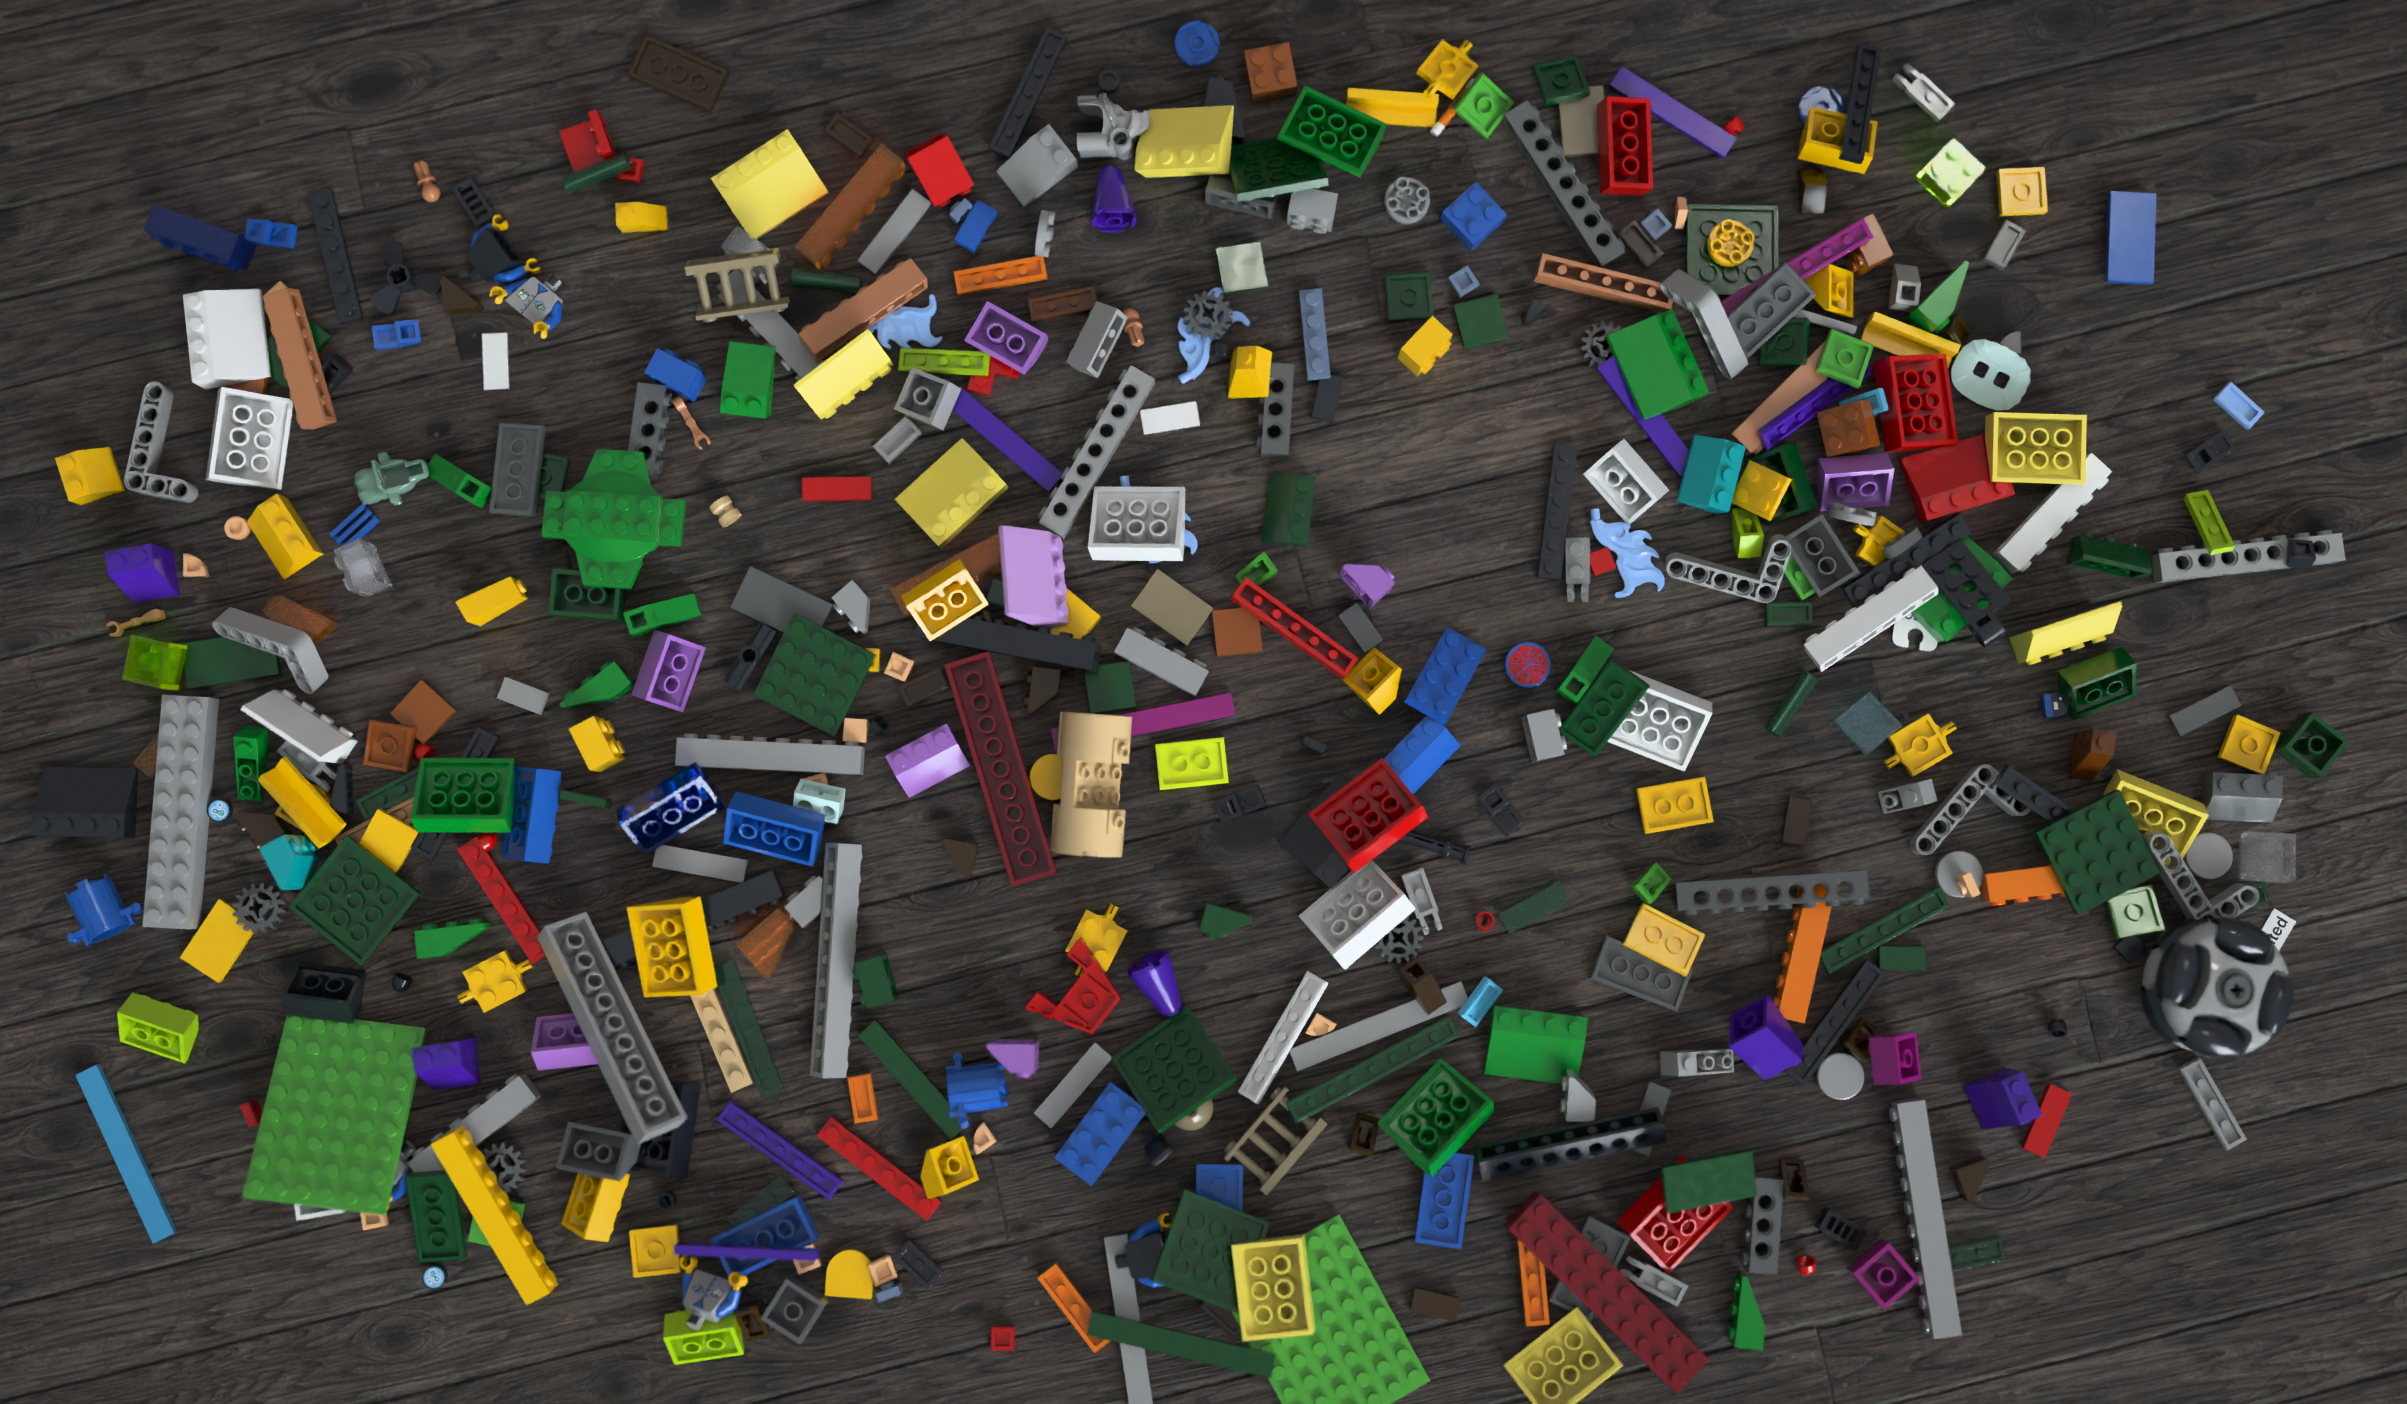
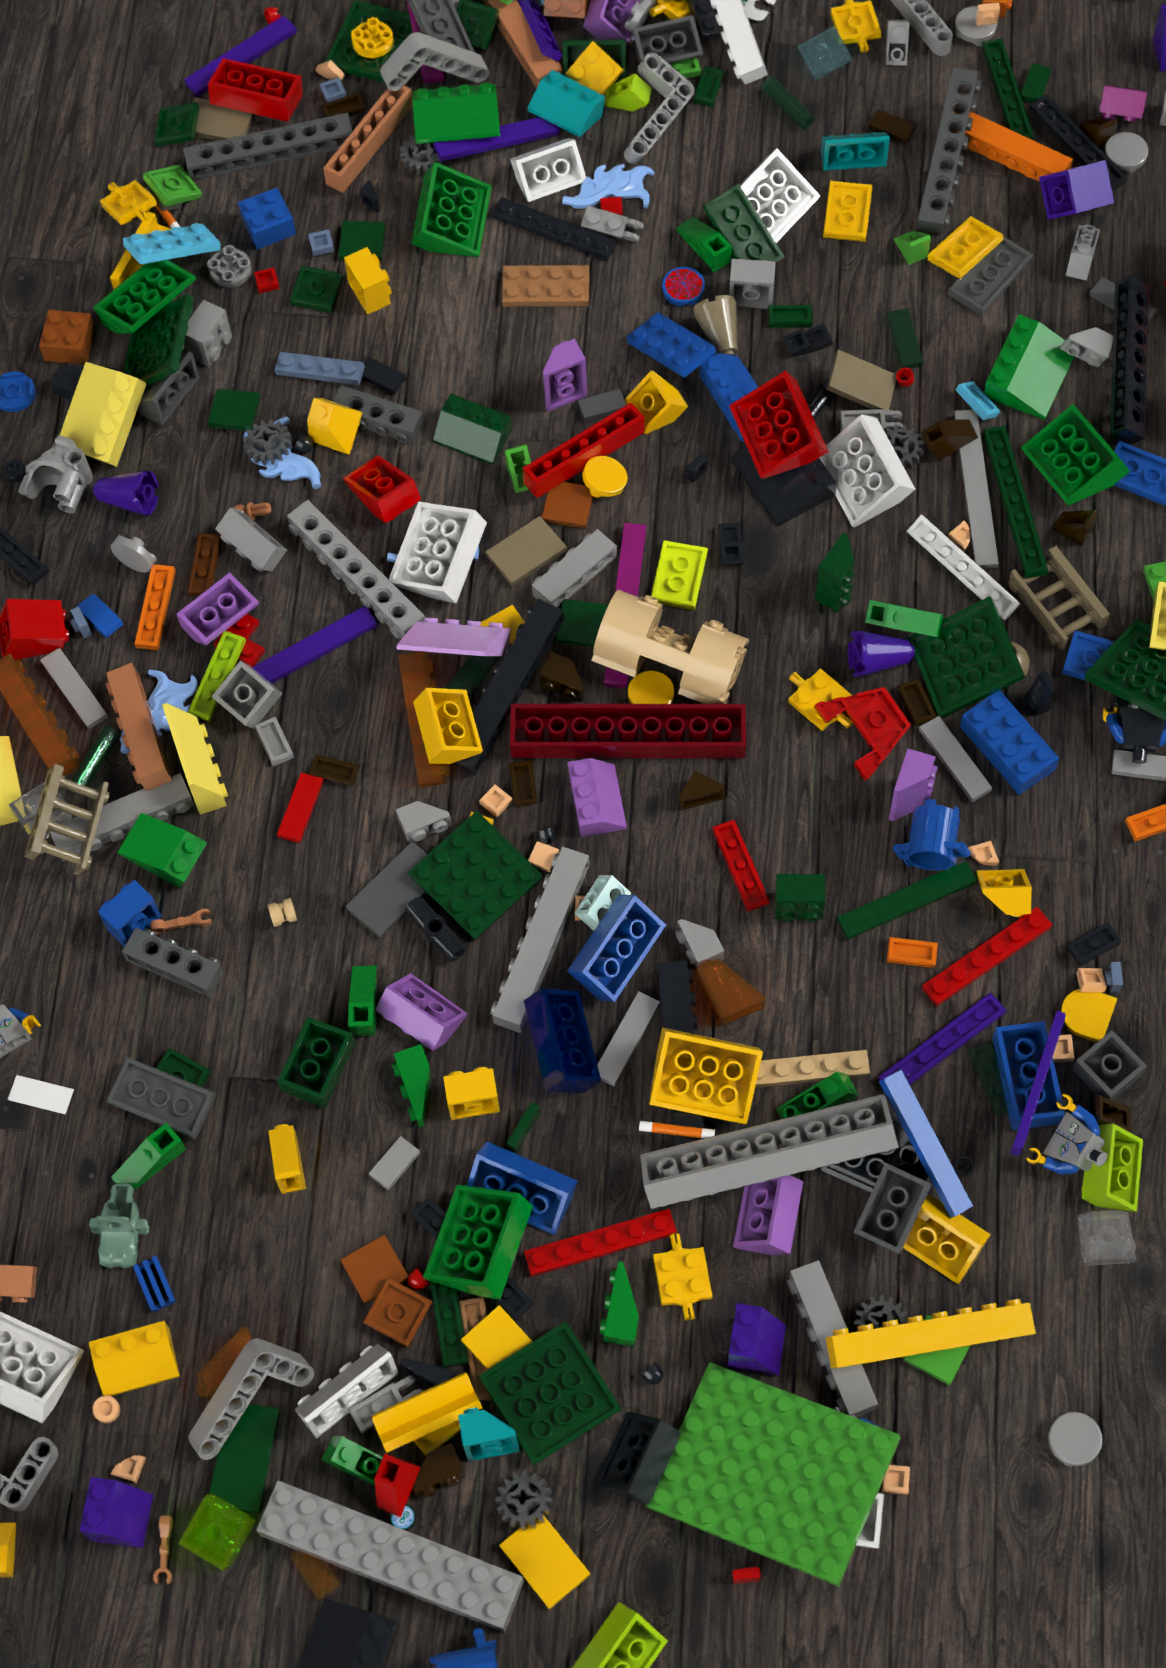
camera: 70 degrees left, 20 degrees down
(236, 796) = (394, 1484): none -> red slope
(362, 568) = (202, 1278): clear brick -> none
(435, 1276) = (979, 1431): tile -> none
(436, 1216) = (914, 1403): dark green tile -> none
(450, 1361) = (1075, 1439): none -> light grey tile
(487, 840) = (531, 1239): red hinge -> none
(613, 518) = (250, 1008): green plate -> none
(615, 937) = (676, 1130): none -> orange bar
(639, 1344) = (1106, 1238): none -> clear slope
(654, 1251) = (1012, 1193): yellow plate -> none
(659, 1165) = (926, 1144): none -> tile
(690, 1054) = (830, 1092): none -> green slope
(748, 1028) = (814, 1040): clear green tile -> none
(835, 960) = (767, 931): light grey brick -> none
(883, 506) = (334, 770): none -> dark brown tile
(902, 915) = (740, 865): none -> red tile
(951, 493) = (345, 705): light yellow slope -> none
(1037, 166) = (66, 546): light grey slope -> none
(1122, 1032) = (916, 701): none -> dark brown tile
(1170, 417) = (346, 509): white sticker -> none
(1195, 444) = (383, 488): none -> red slope
(1198, 992) = (903, 618): none -> green slope
(1274, 657) = (604, 476): none -> yellow tile
(1403, 242) = (266, 280): none -> red tile
(1405, 134) = (171, 243): none -> medium azure plate
(1461, 879) = (861, 381): none -> dark tan tile
(1484, 717) = (719, 323): none -> dark tan cone
(1485, 525) = (545, 285): none -> medium nougat plate
(1525, 783) = (789, 316): none -> dark green tile
(1540, 401) = (451, 212): none -> green slope
(1749, 791) = (854, 151): none -> teal slope

